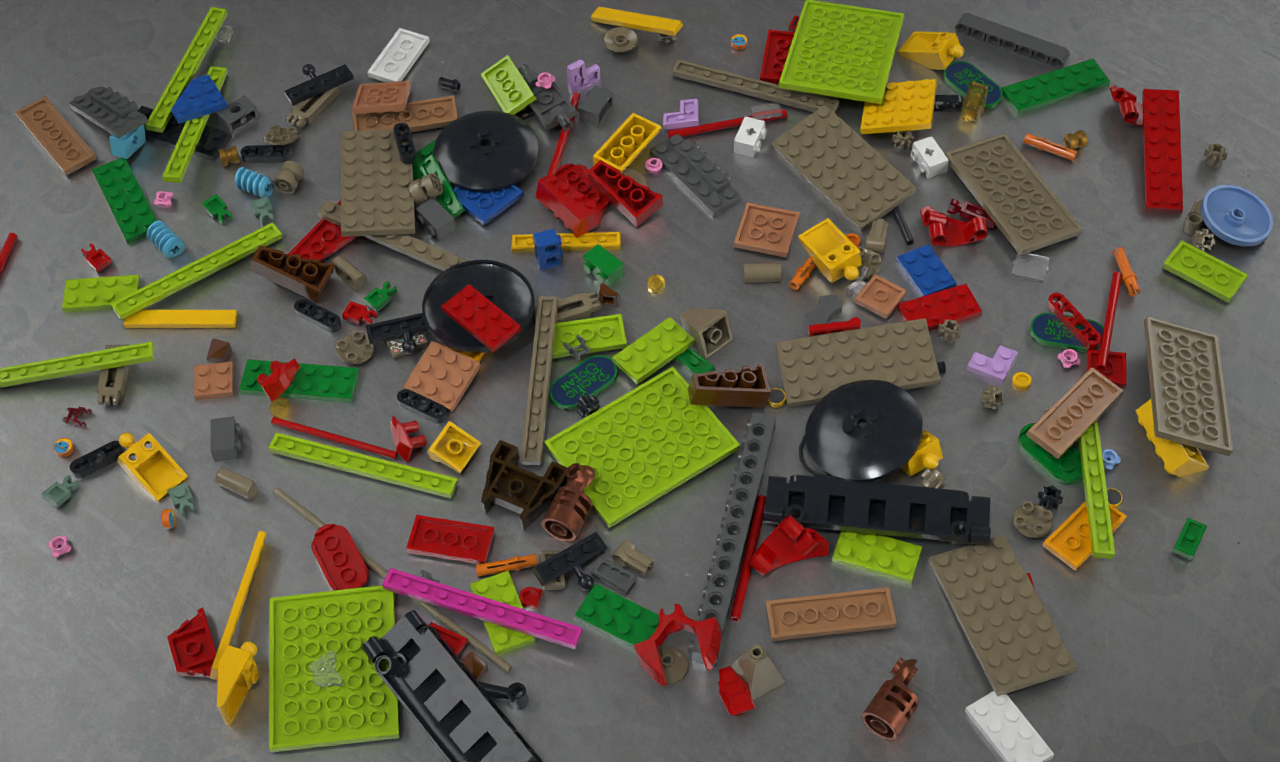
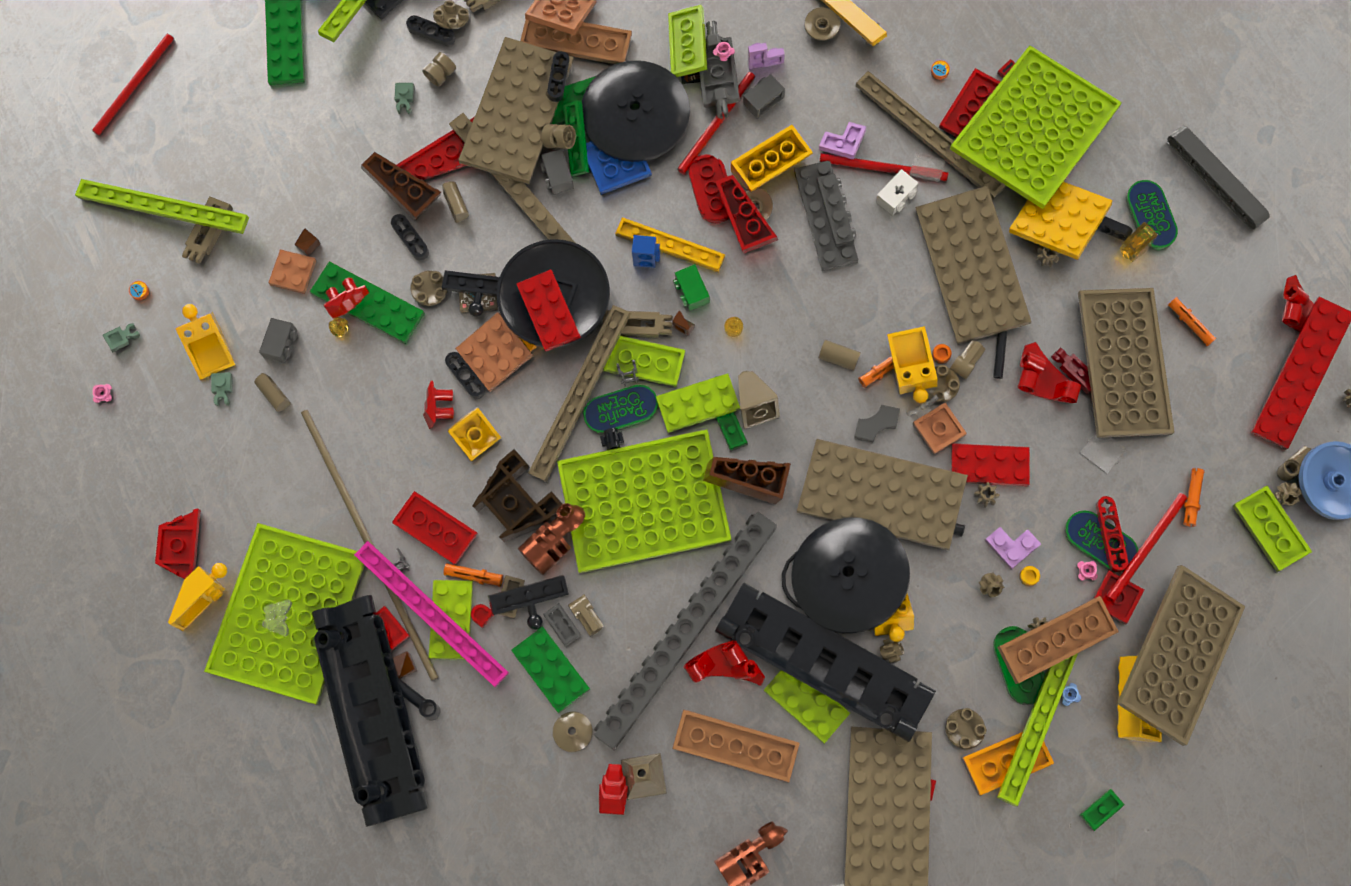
camera: 25 degrees right, 20 degrees up
(78, 411) = (164, 257): dark red piece -> none
(87, 470) = (150, 322): black beam -> none
(96, 259) = (235, 93): red plate -> none
(97, 292) = (226, 133): lime plate -> none
(163, 199) = (319, 52): bright pink plate -> none
(165, 239) = (301, 97): medium azure piece -> none
(168, 518) = (201, 404): orange tile -> none
(182, 319) = (287, 191): yellow tile -> none
(196, 271) = (318, 145): lime plate -> none
(217, 207) = (361, 77): green plate -> none
(230, 155) = (394, 21): pearl gold wheel -> none
(239, 601) = (230, 516): yellow tile -> none
(253, 182) = (405, 63): medium azure piece -> none
(334, 437) = (377, 378): red piece -> none
(339, 558) = (332, 507): red tile -> none
(356, 313) = (445, 249): red plate -> none
(363, 465) = (389, 418): lime plate -> none
(379, 298) = (471, 241): green plate -> none
(449, 84) = (634, 14): black pin -> none
(569, 205) = (687, 208): red wedge -> none
(653, 165) = (790, 193): bright pink plate -> none
(707, 633) = (611, 728): red piece -> none
(750, 550) = (691, 653): red piece -> none
(766, 230) = (865, 308): nougat plate -> none
(777, 398) = (790, 499): tile -> none
(820, 329) = (877, 447): red plate -> none
(925, 271) = (997, 416): blue plate -> none
(929, 157) = (1067, 278): white brick -> none
(932, 49) = (1130, 155): yellow slope -> none
(1050, 497) = (995, 708): black gear -> none
(1055, 86) = (1235, 249): green plate -> none
(1075, 140) = (1221, 324): pearl gold wheel -> none
(1114, 497) = (1053, 736): flat silver tile -> none

